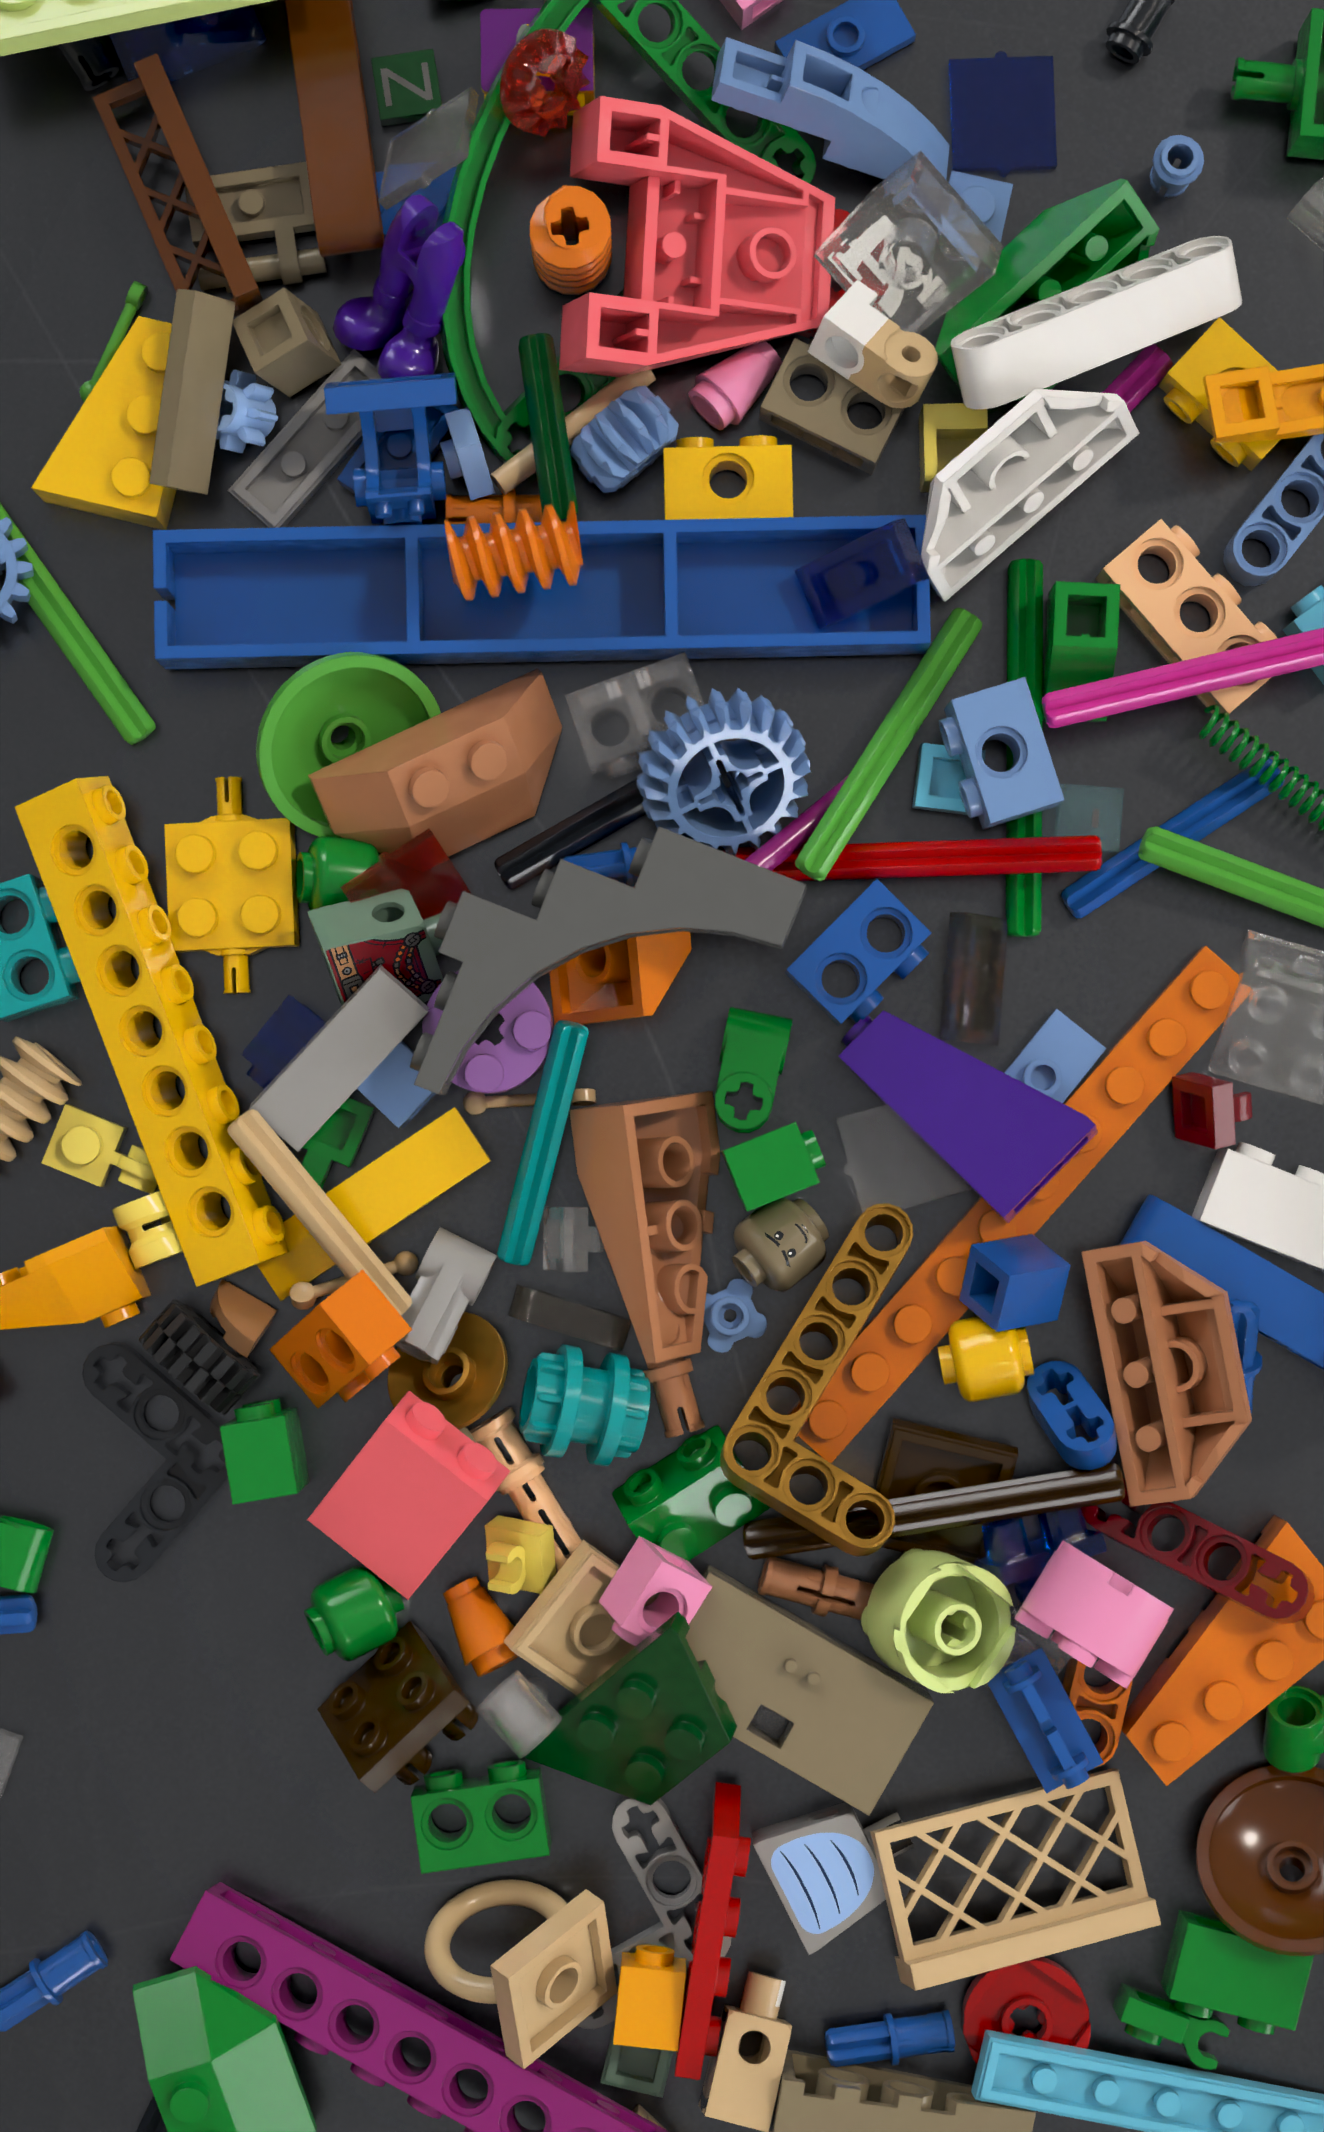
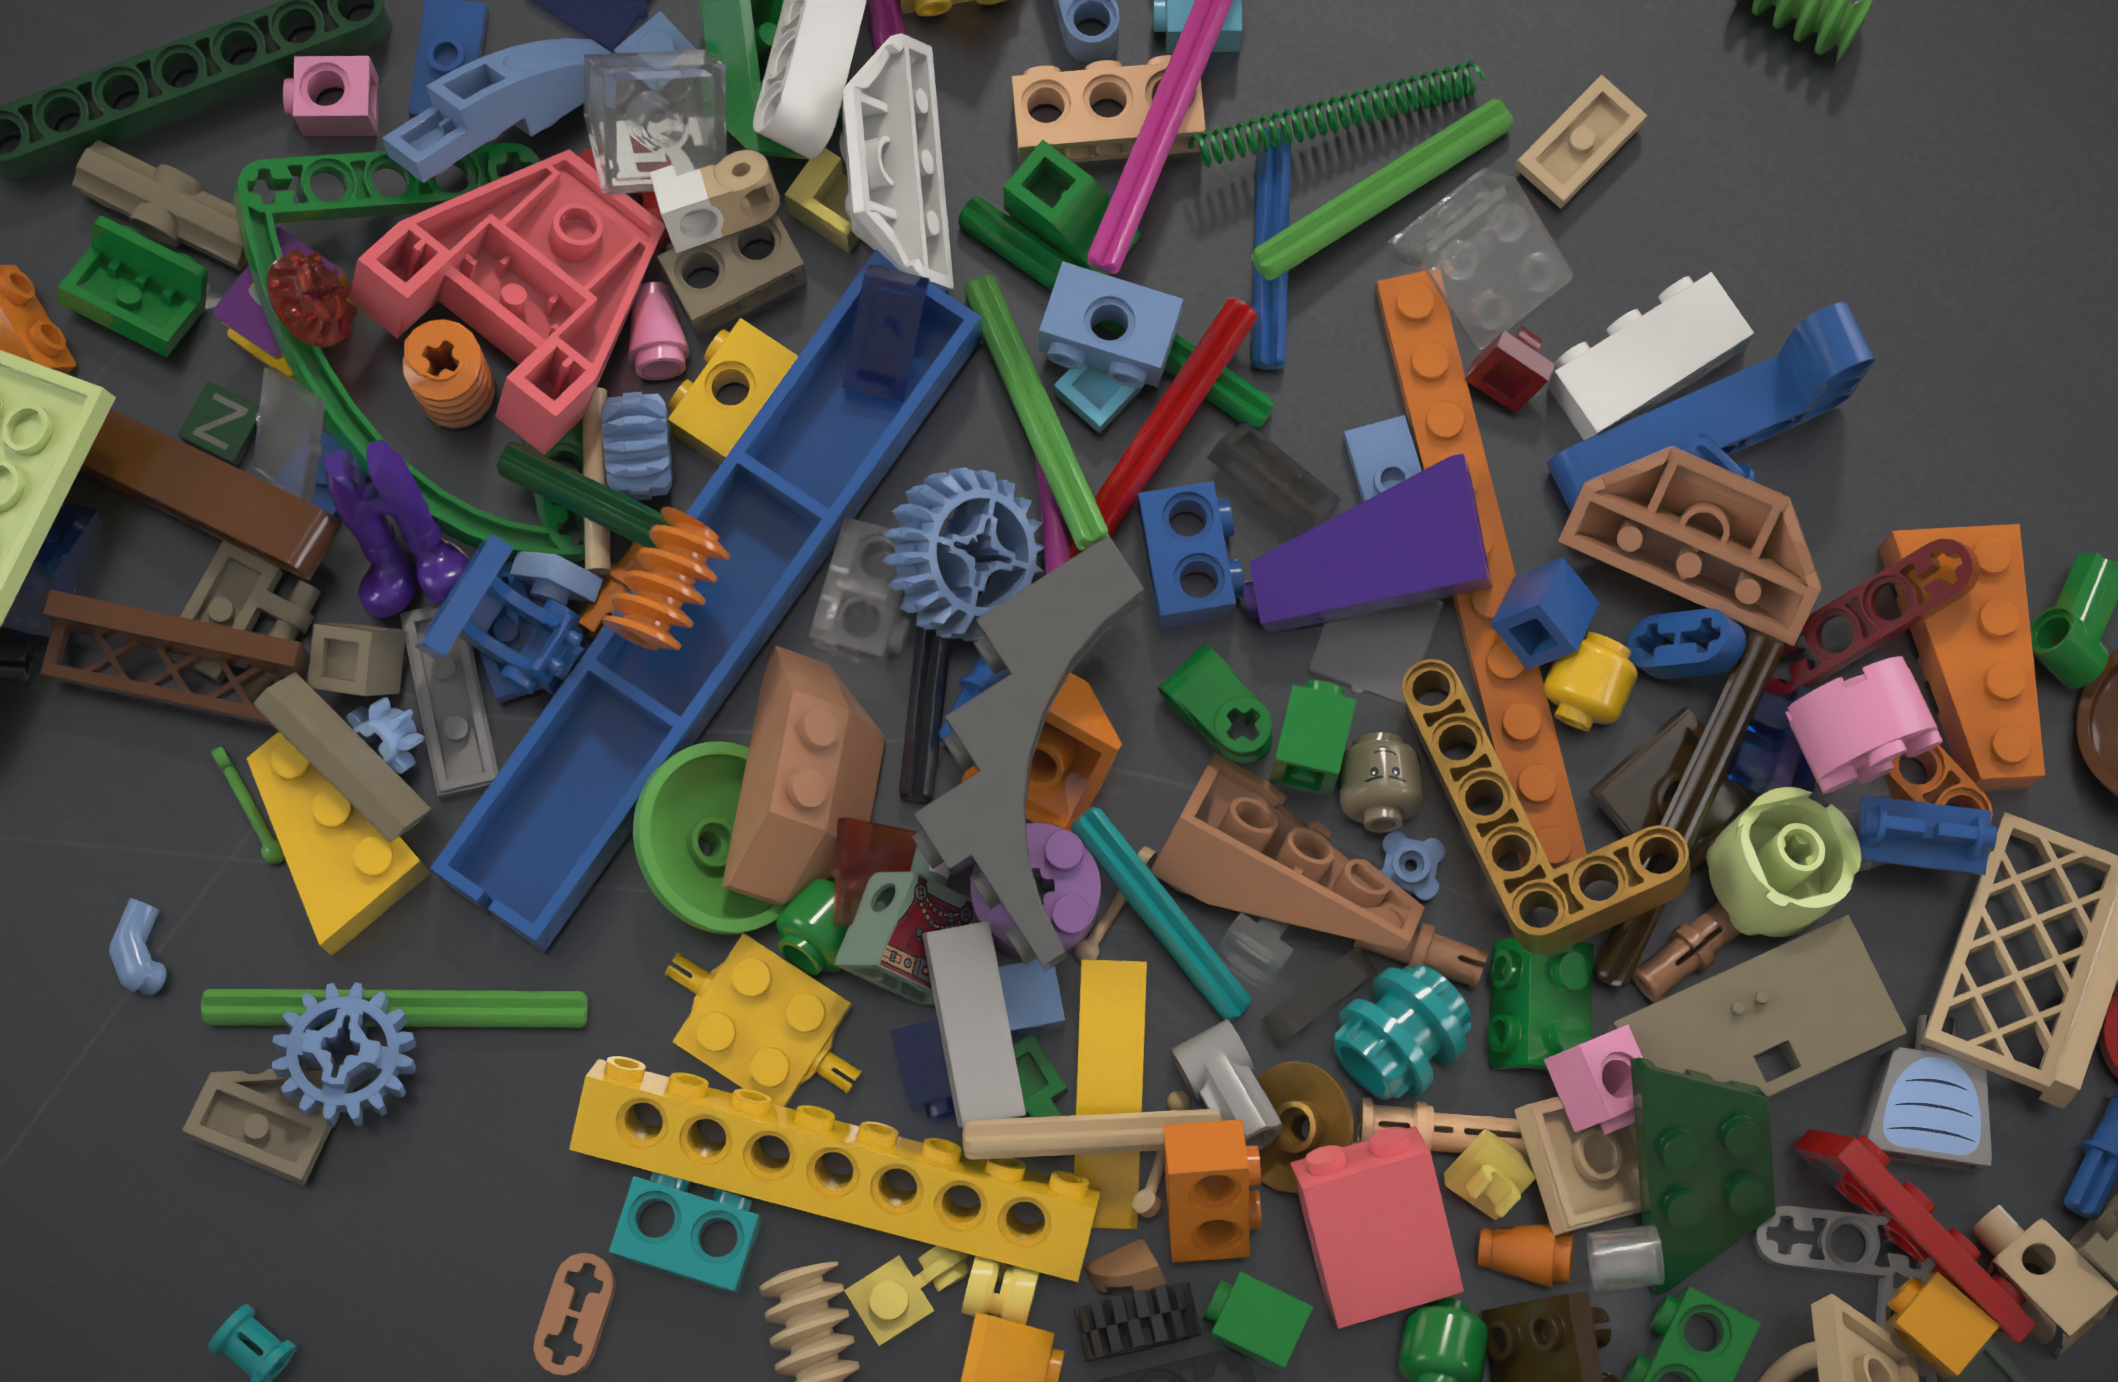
camera: 55 degrees left, 10 degrees down
(1091, 812) = (1205, 295): clear light blue tile -> none

